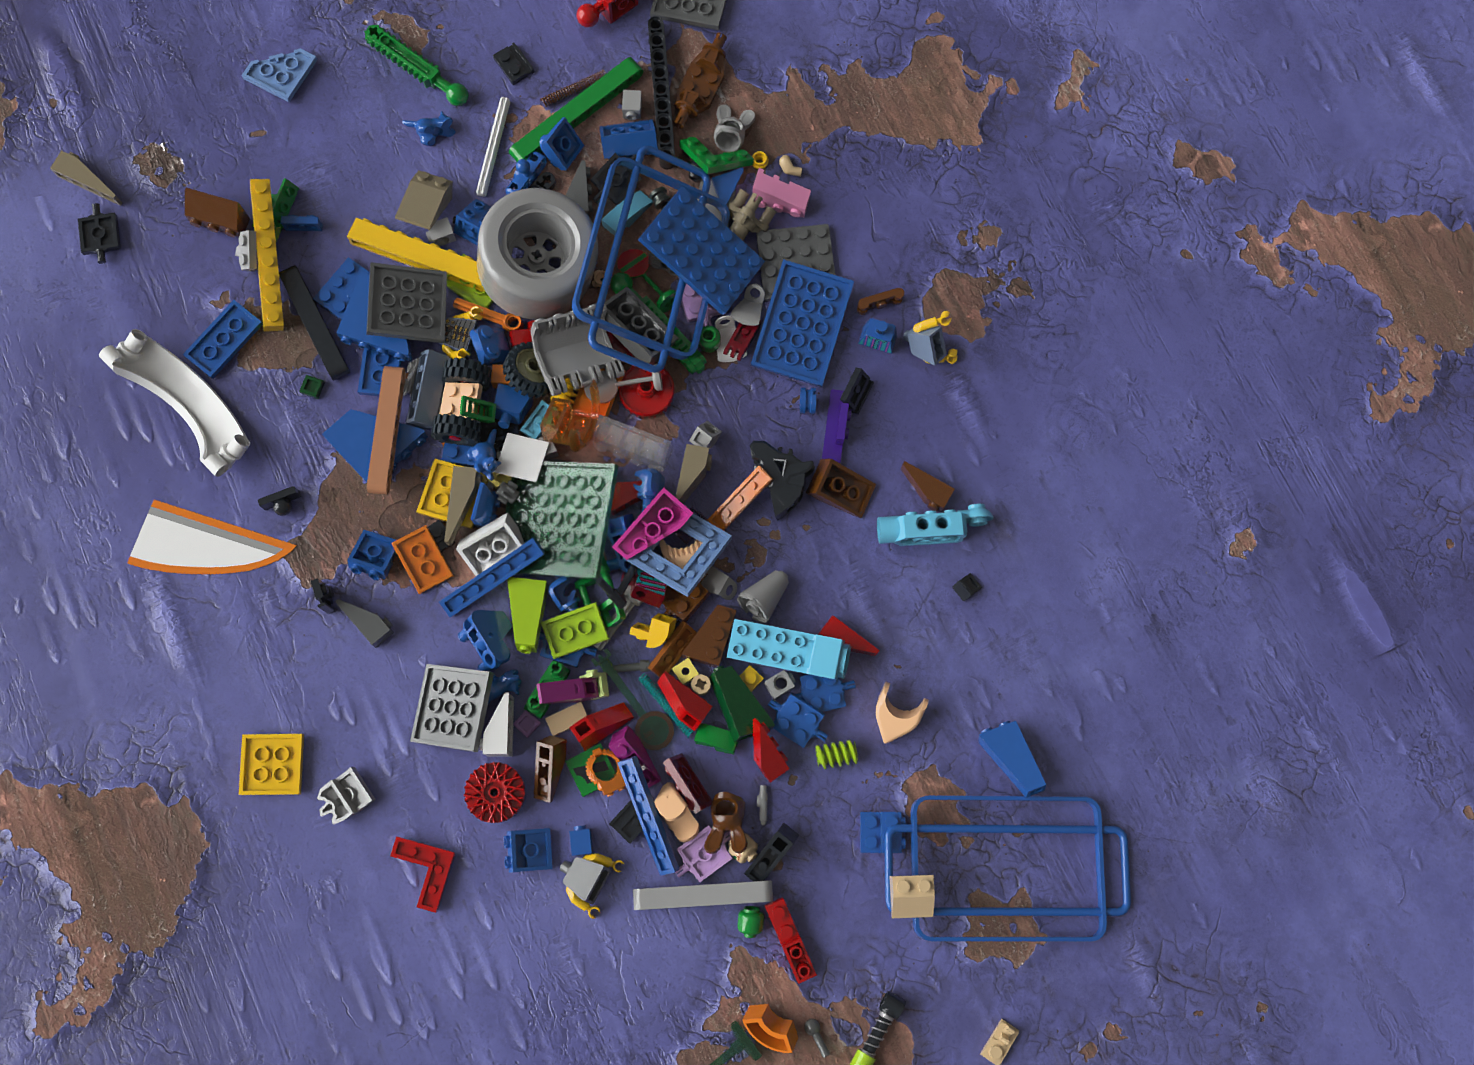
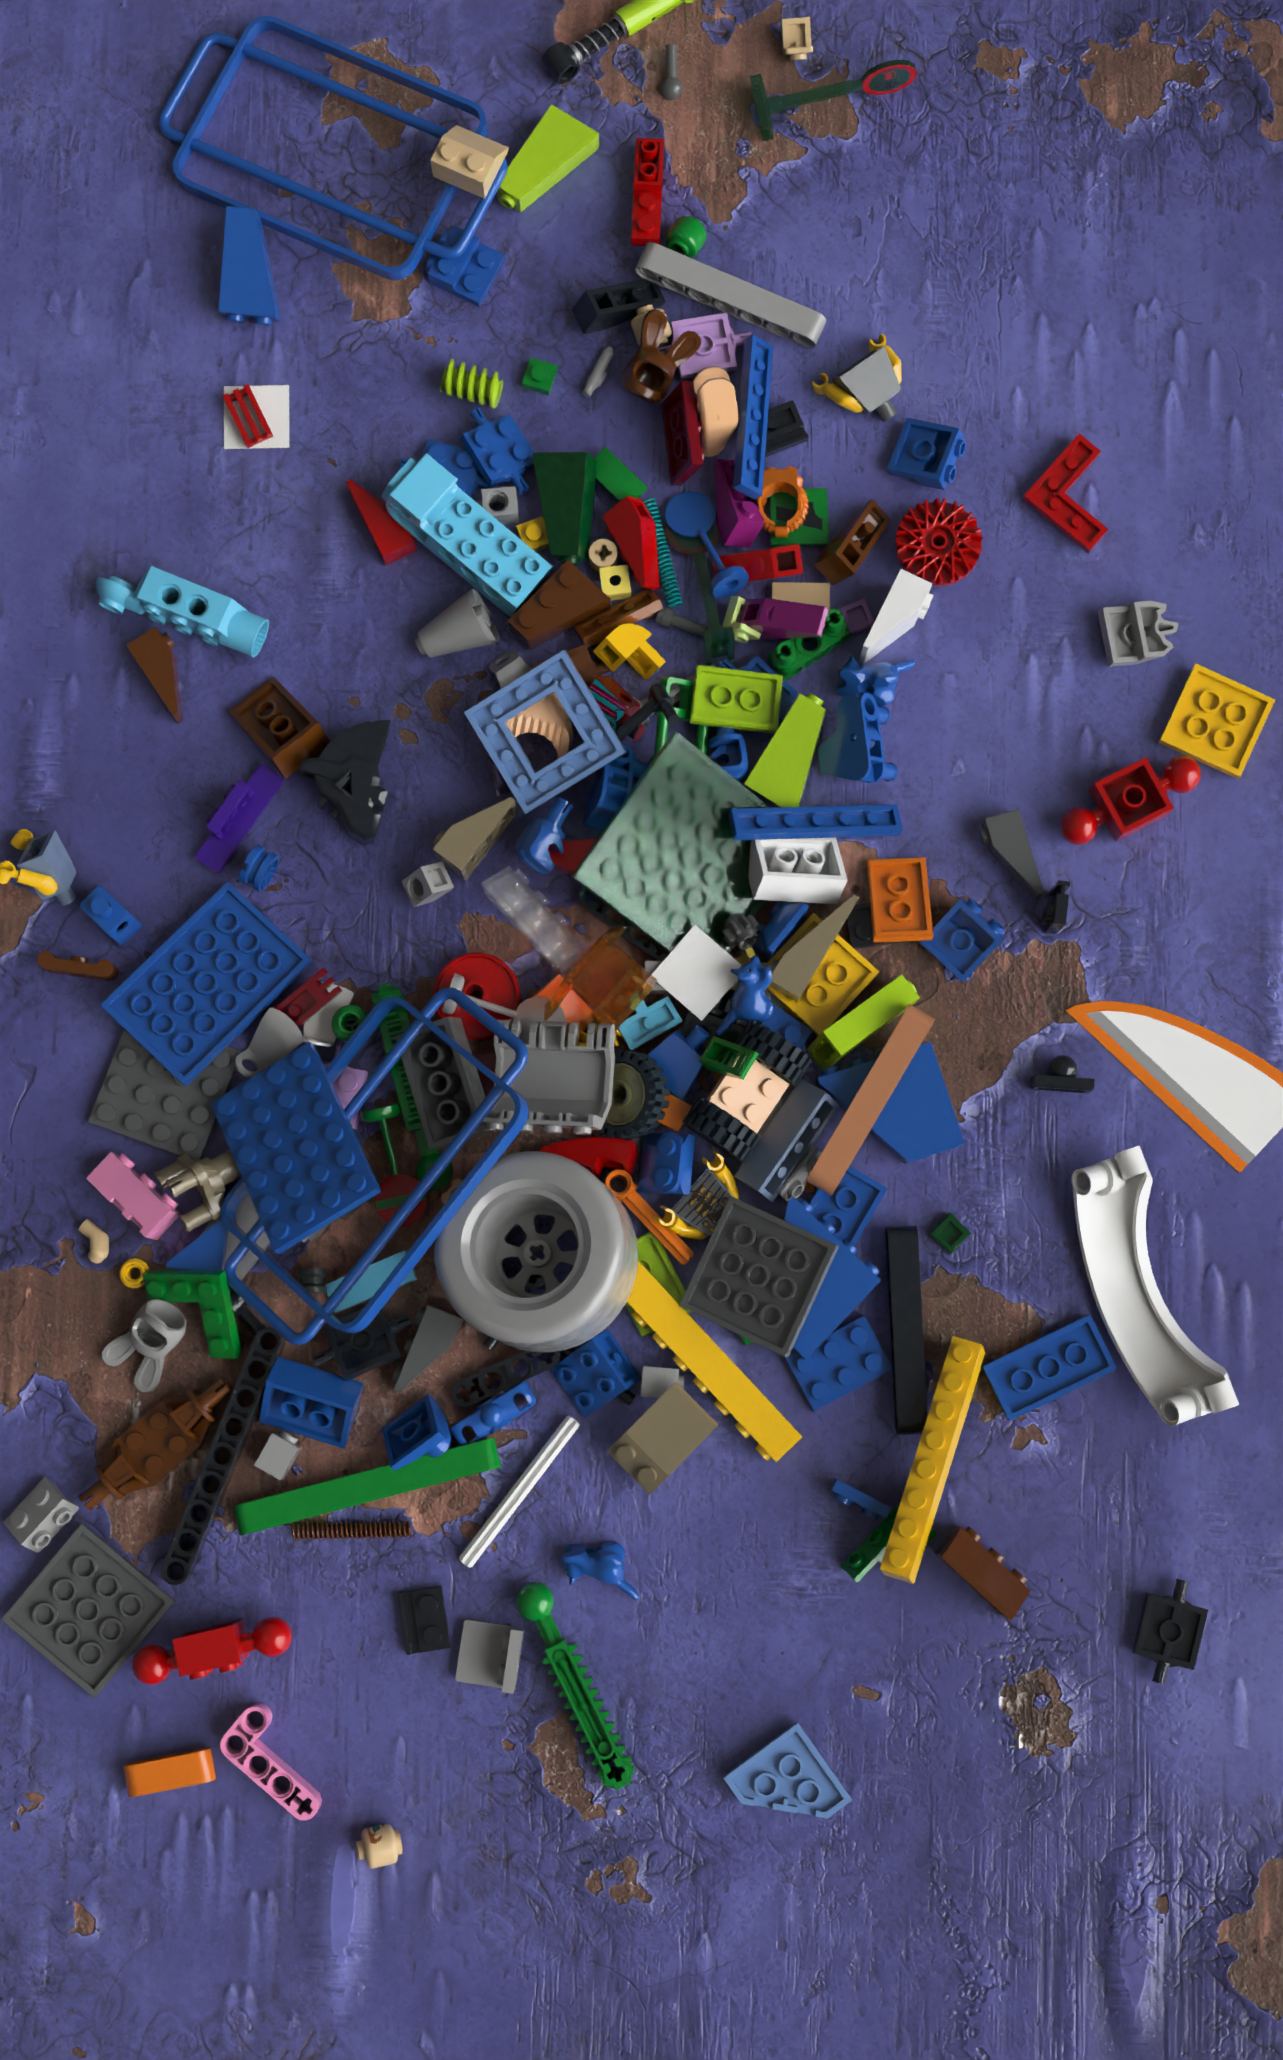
camera: 150 degrees left, 5 degrees up
(74, 171) = (1166, 1752): dark tan slope -> none
(247, 251) = (959, 1479): light grey plate -> none
(304, 685) = (1130, 799): none -> red brick
(411, 477) = (862, 1022): none -> lime slope
(452, 707) = (946, 673): plate -> none
(468, 61) = (490, 1654): none -> light grey bracket
(581, 841) = (854, 432): blue brick -> none
(656, 522) = (557, 774): dark pink wedge -> none
(658, 738) = (692, 516): none -> blue piece
(740, 498) = (425, 771): orange tile -> none
(743, 22) = (40, 1516): none -> light grey bracket
(766, 756) = (560, 420): red slope -> none
(770, 1029) = (724, 103): orange brick -> none
(798, 783) = (539, 376): none -> green plate
(857, 390) = (182, 849): black plate -> none
(867, 934) = (546, 157): none -> lime slope
(896, 722) = (371, 386): light nougat animal -> none
(958, 672) = (275, 407): none -> white sticker
(966, 587) = (183, 517): black slope -> none
(976, 677) = (237, 395): none -> red tile

